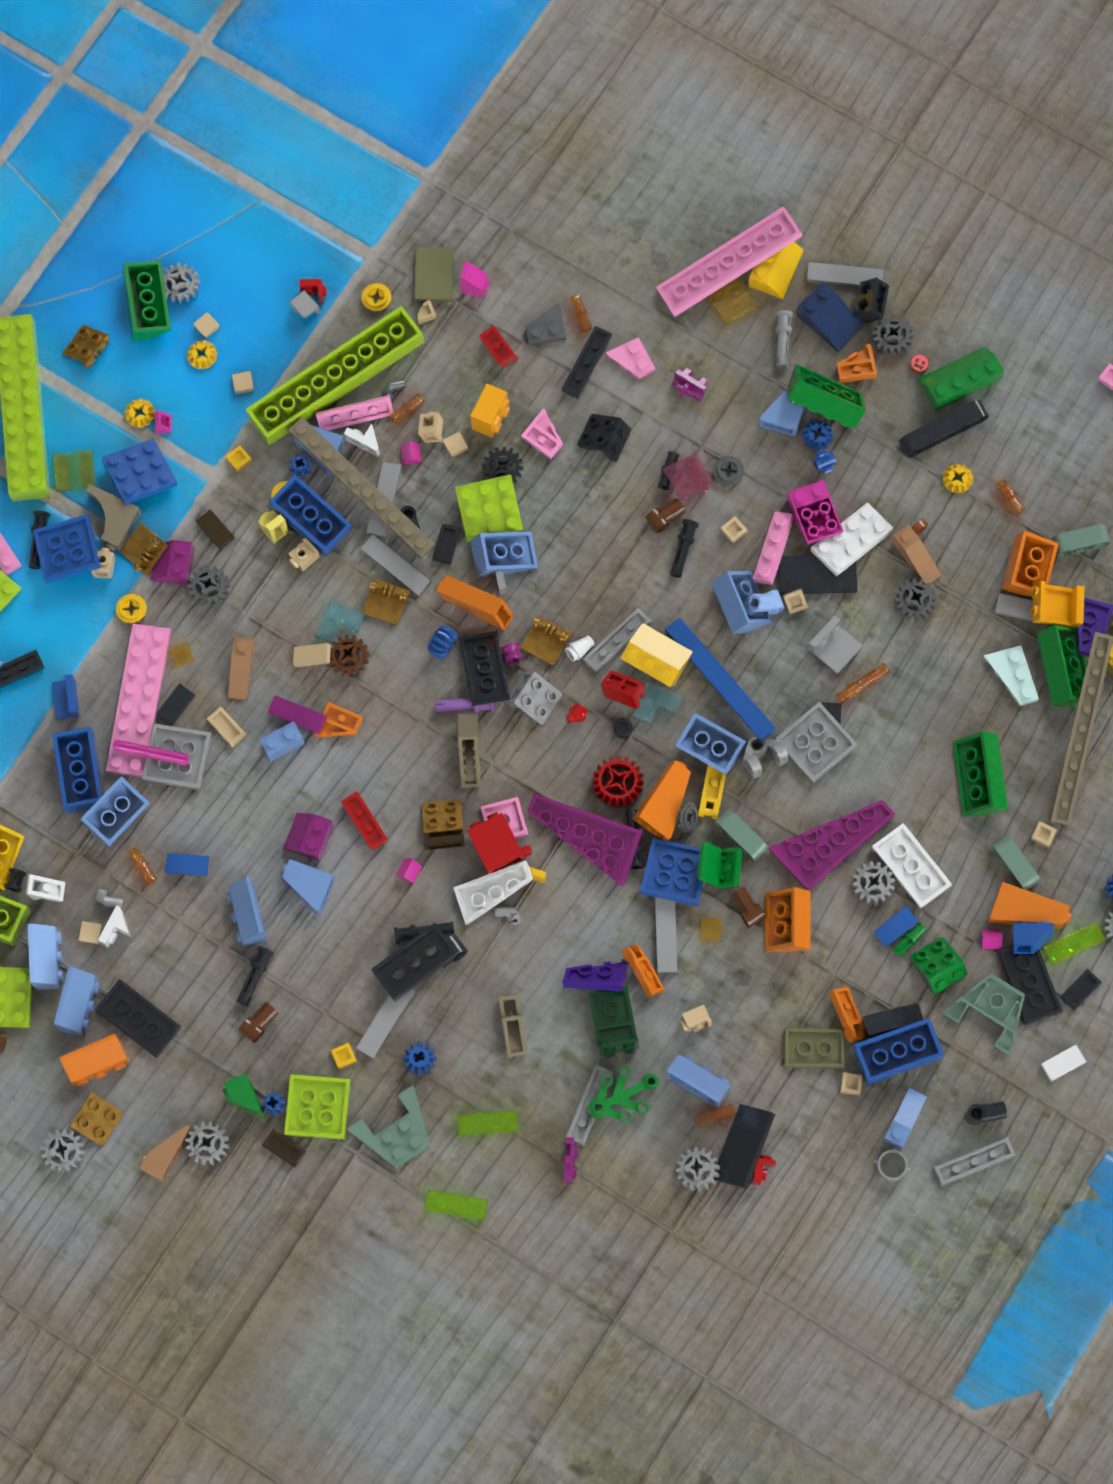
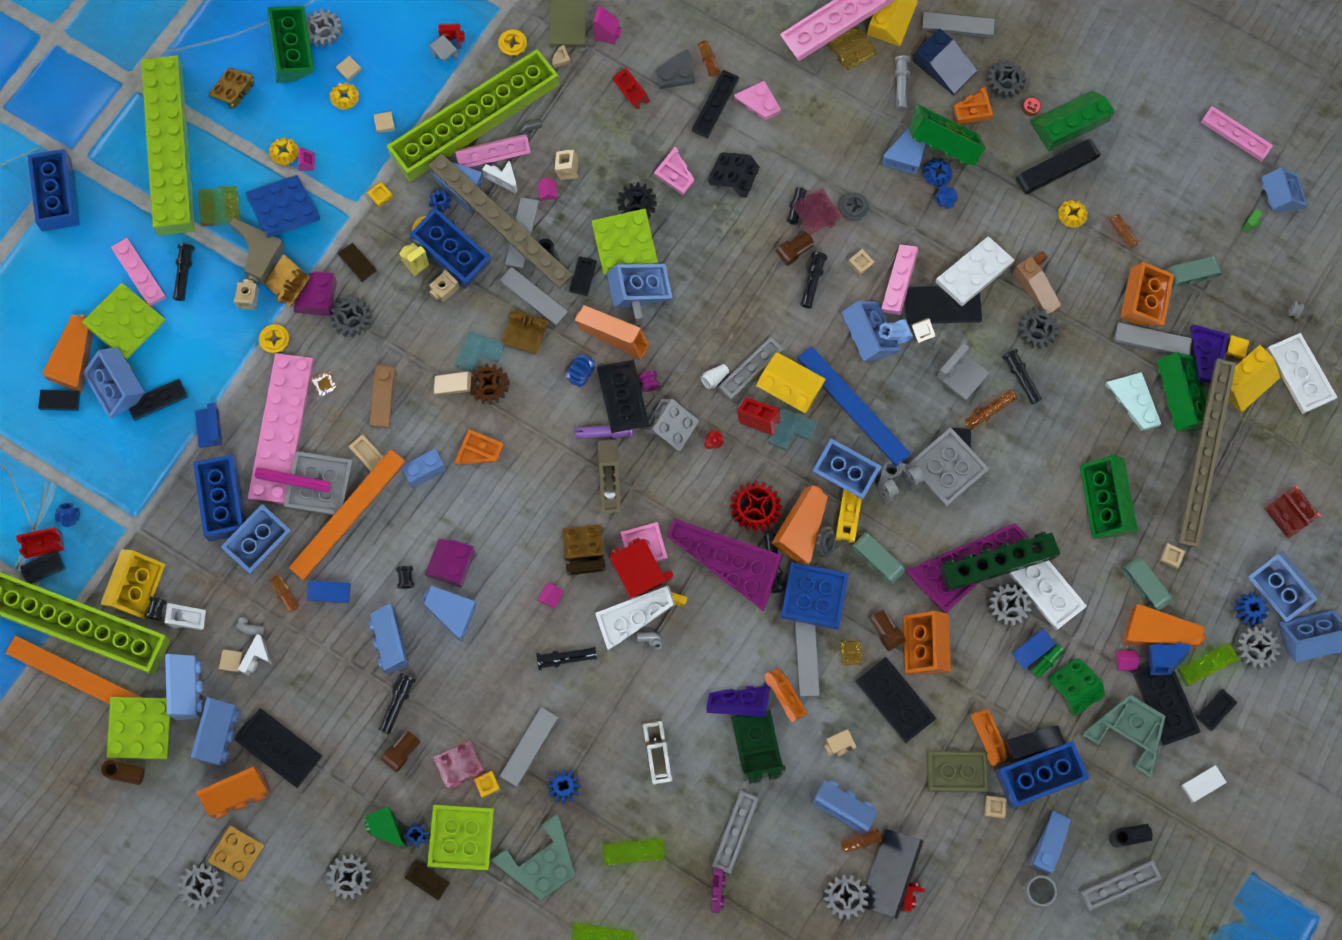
camera: 10 degrees left, 0 degrees up
(67, 548) = (210, 280): blue plate -> none
(163, 1156) = (302, 893): medium nougat slope -> none
(175, 704) = (317, 432): black tile -> none
(206, 787) = (347, 514): none -> orange tile
(263, 850) = (405, 577): none -> black bush
(300, 715) = (436, 440): magenta tile -> none
(315, 1036) = (458, 764): none -> clear pink hinge
(364, 821) = (505, 547): red plate -> none
(407, 408) = (543, 147): clear orange axle -> none
(447, 951) = (590, 677): black hinge -> none
(455, 444) = (590, 181): tan tile -> none
(490, 410) = (624, 148): light orange brick -> none
(545, 640) = (681, 369): pearl gold hinge -> none
(619, 1096) = (765, 823): green plant -> none
(622, 728) = (758, 454): black tile -> none
(688, 386) = (814, 125): magenta hips -> none
(719, 866) = (859, 589): green bracket -> none
(754, 977) = (895, 700): none -> black tile
(814, 512) = (938, 244): dark pink slope -> none
(871, 300) = (985, 46): black brick -> none
(893, 641) = (1034, 397): none -> black pin
(908, 817) = (1045, 543): none -> dark green brick
(1057, 605) = (1177, 333): light orange panel -> none

